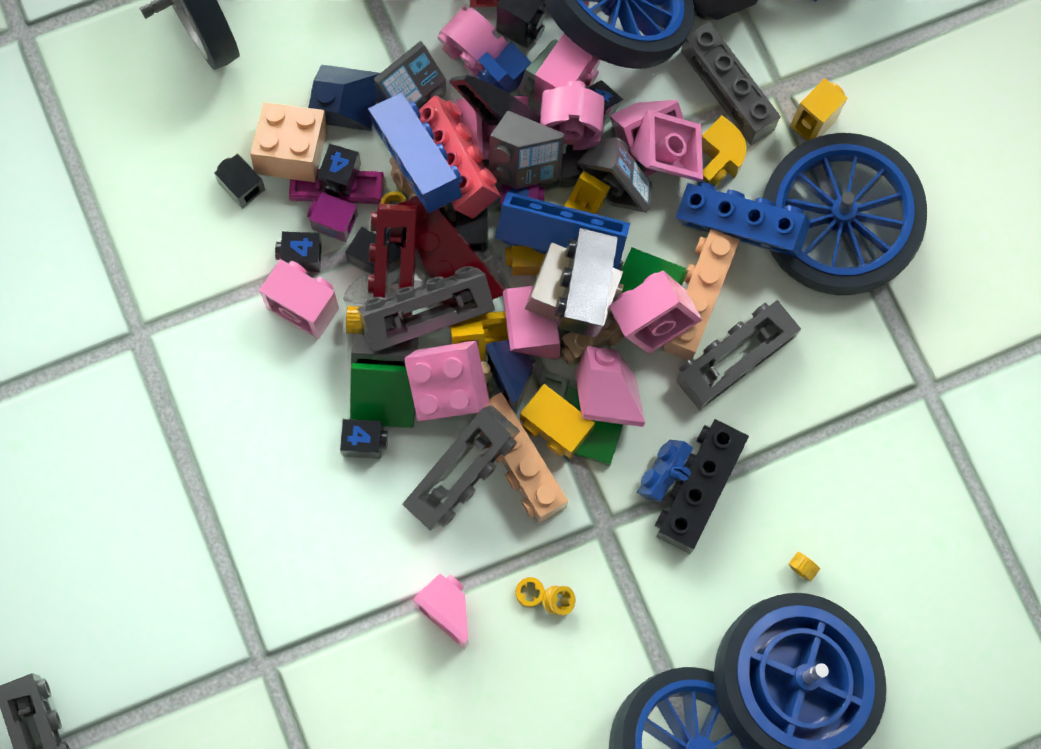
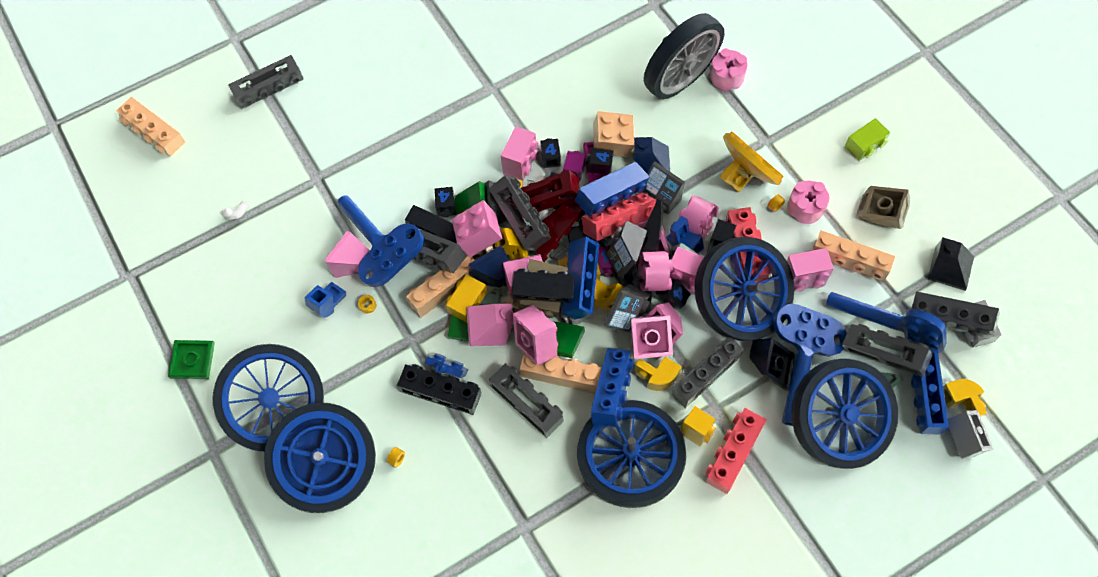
camera: 90 degrees right, 10 degrees down
(239, 180) = (585, 116): black brick -> none
(412, 458) = (431, 223): none -> black slope
(458, 536) = (388, 251): none -> blue piece
(517, 656) = (324, 300): none -> blue brick
(567, 600) = (364, 324): yellow bush -> none
(854, 69) = (735, 451): none -> coral brick

